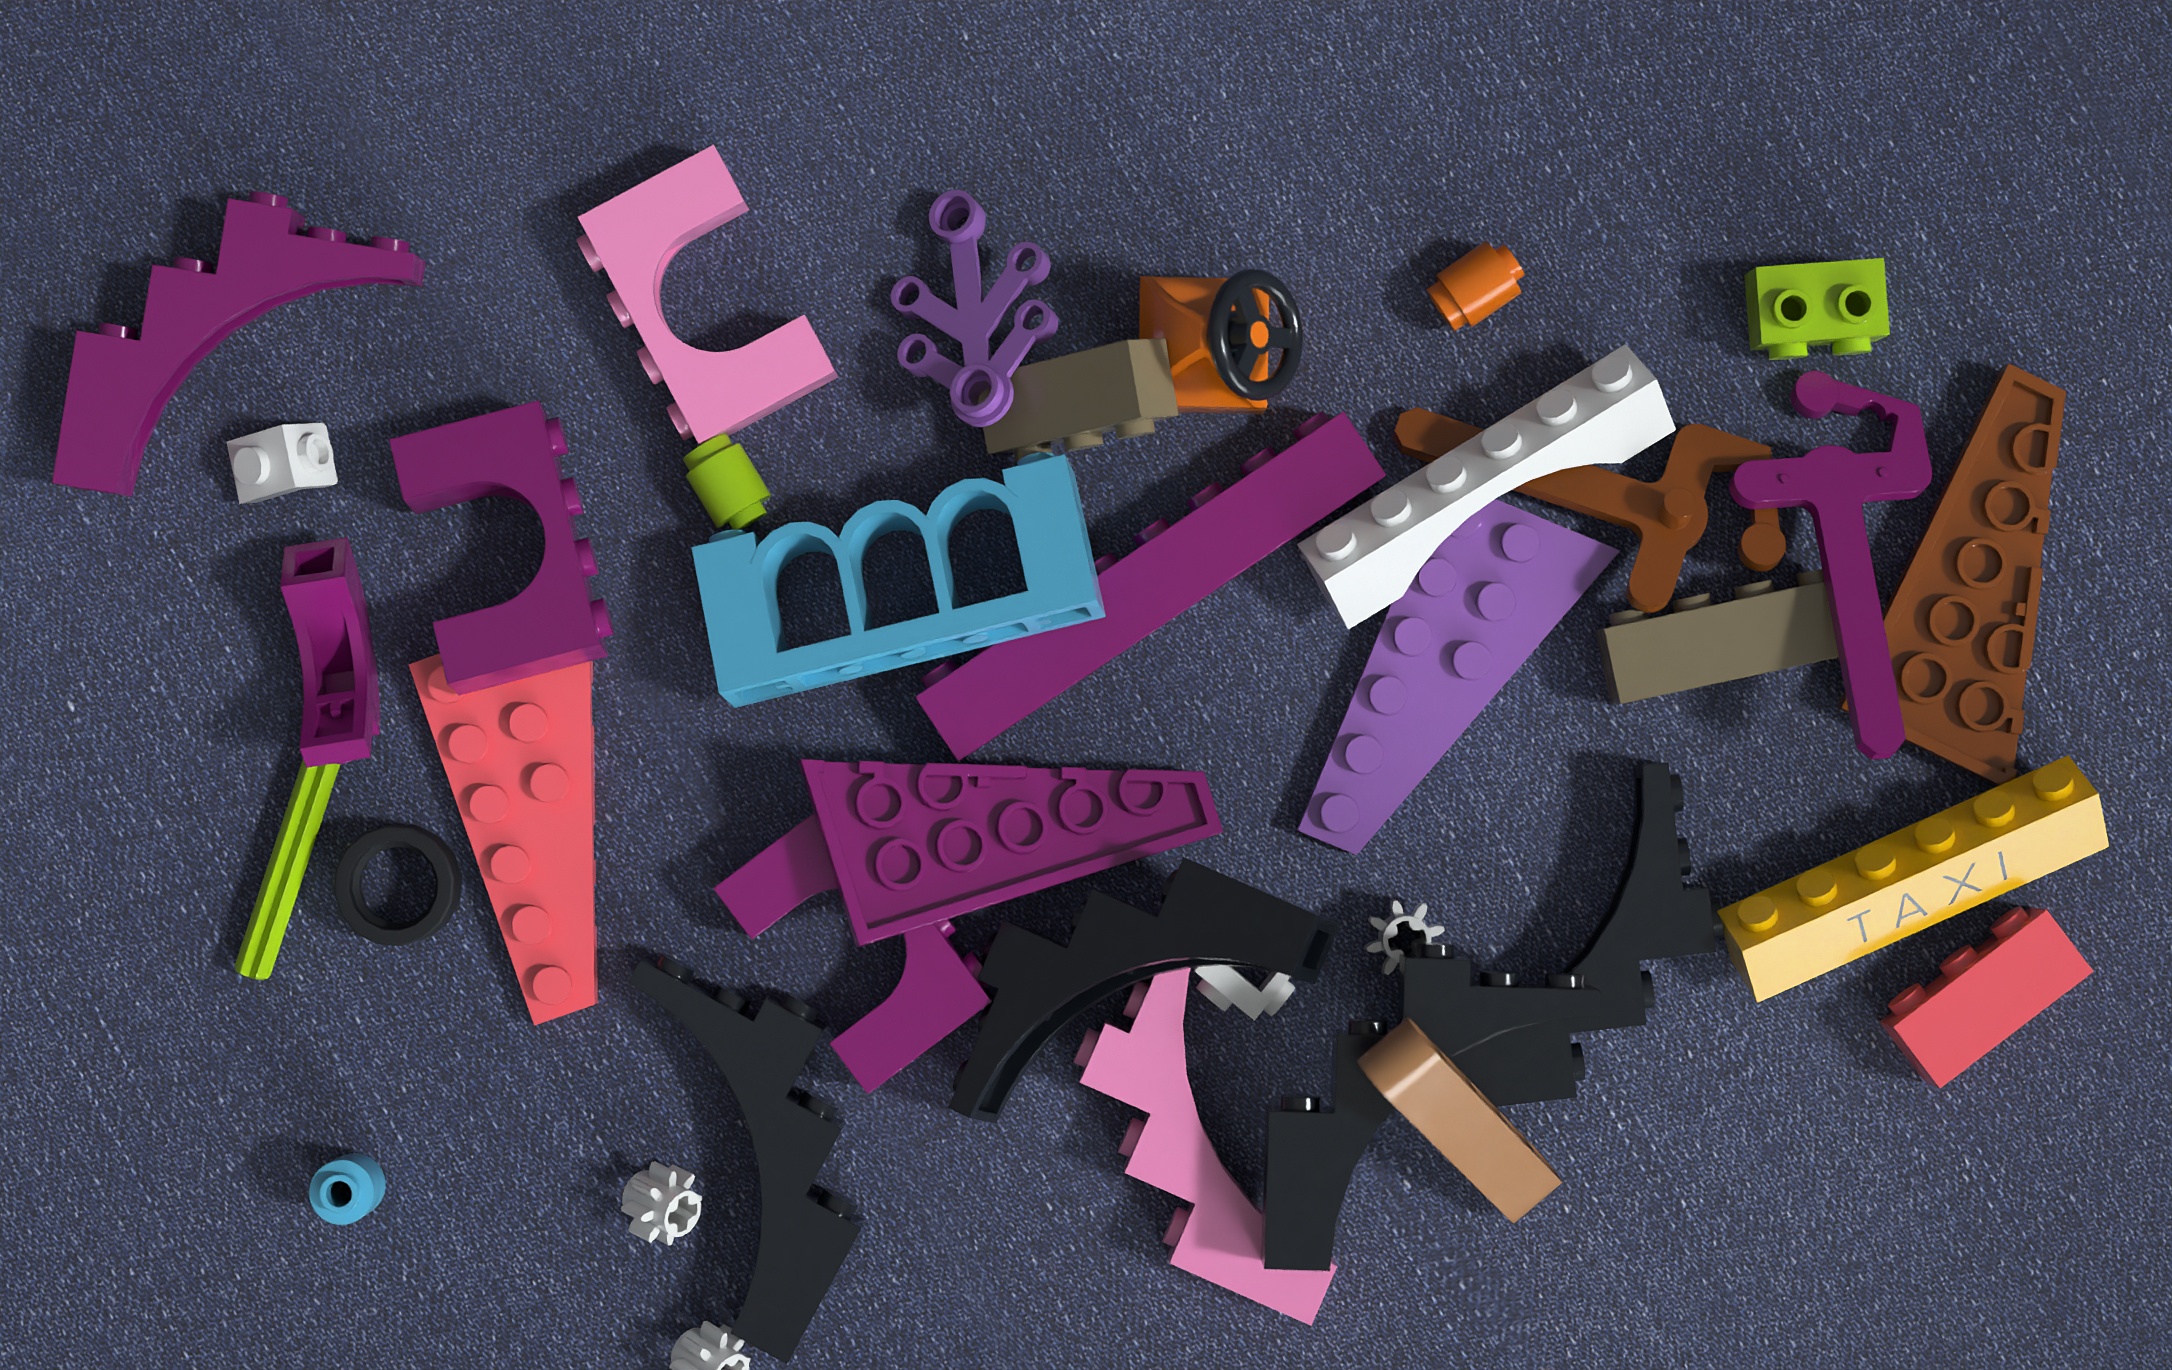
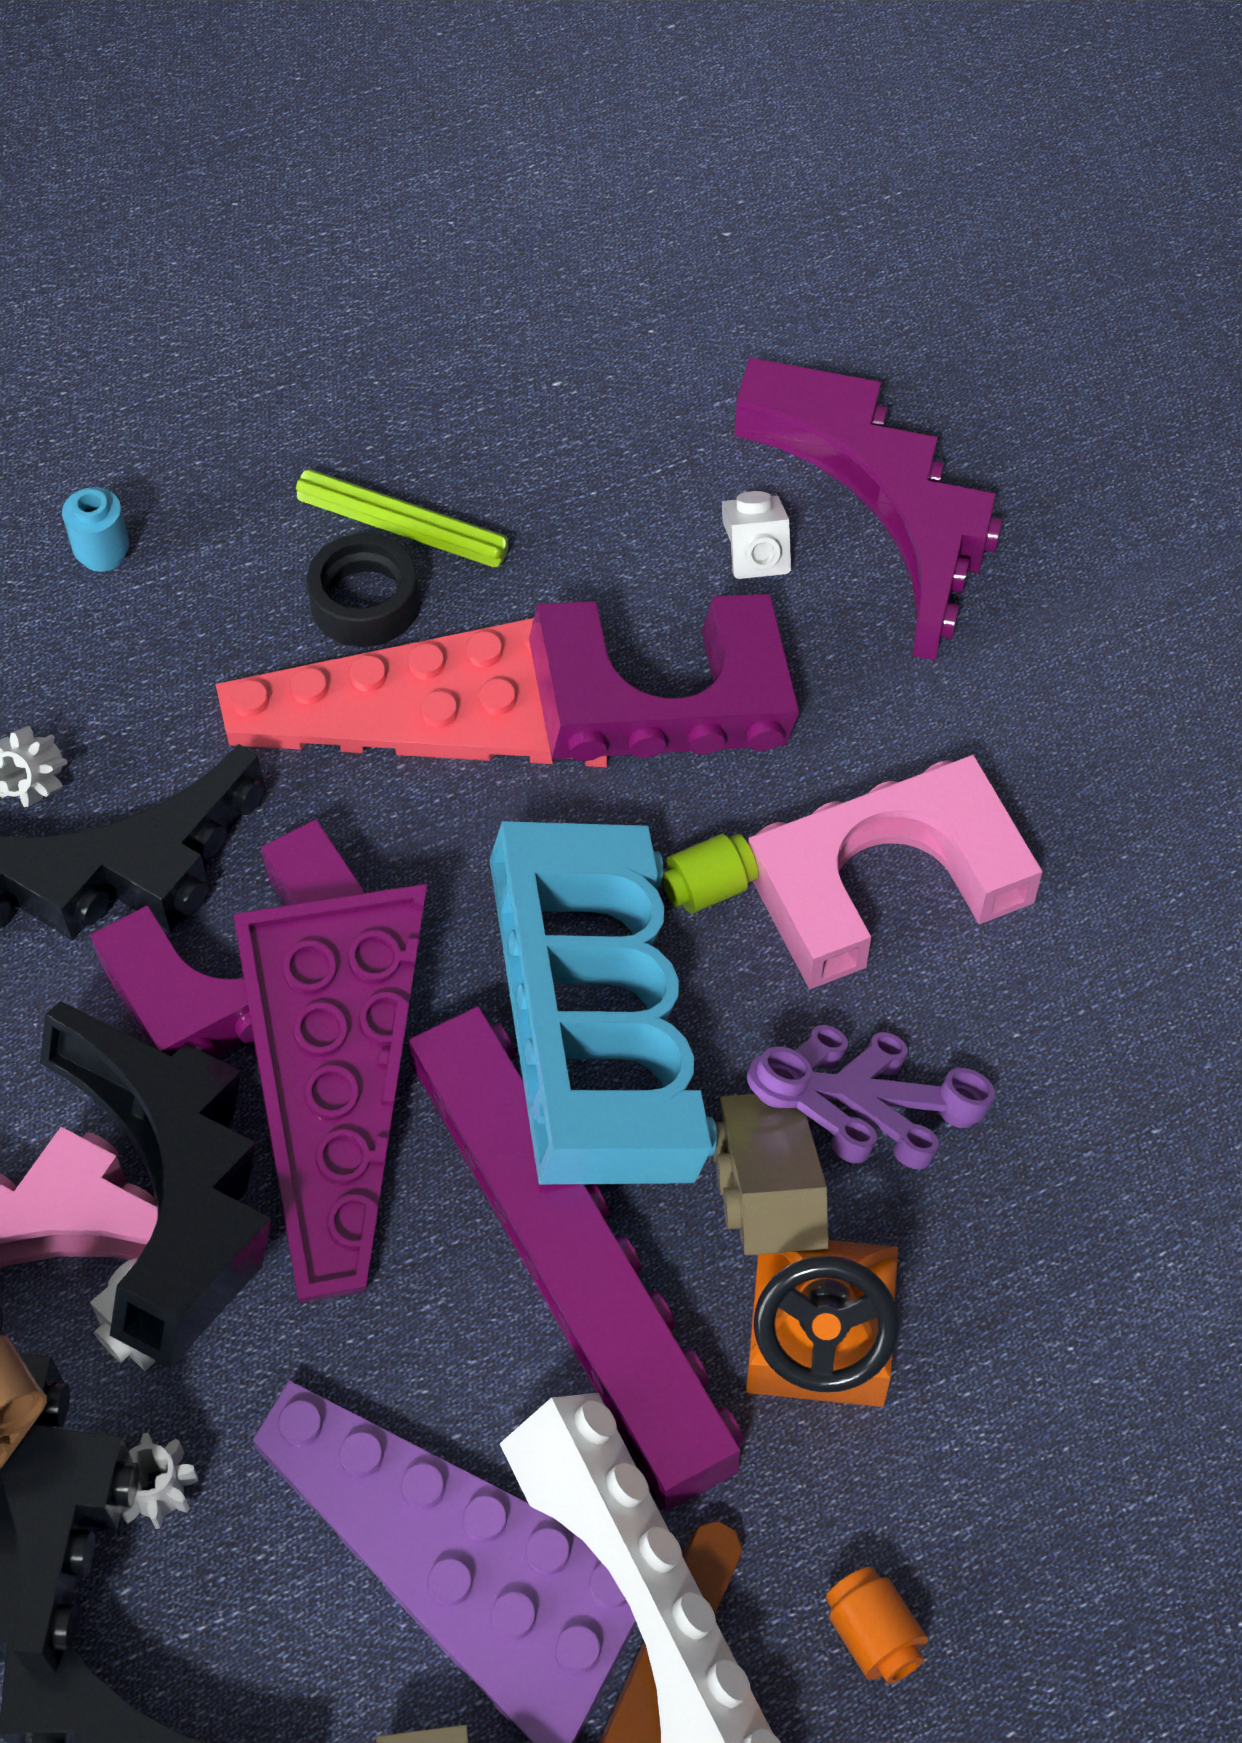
camera: 95 degrees right, 30 degrees down
(334, 650) = (579, 558): magenta arch -> none

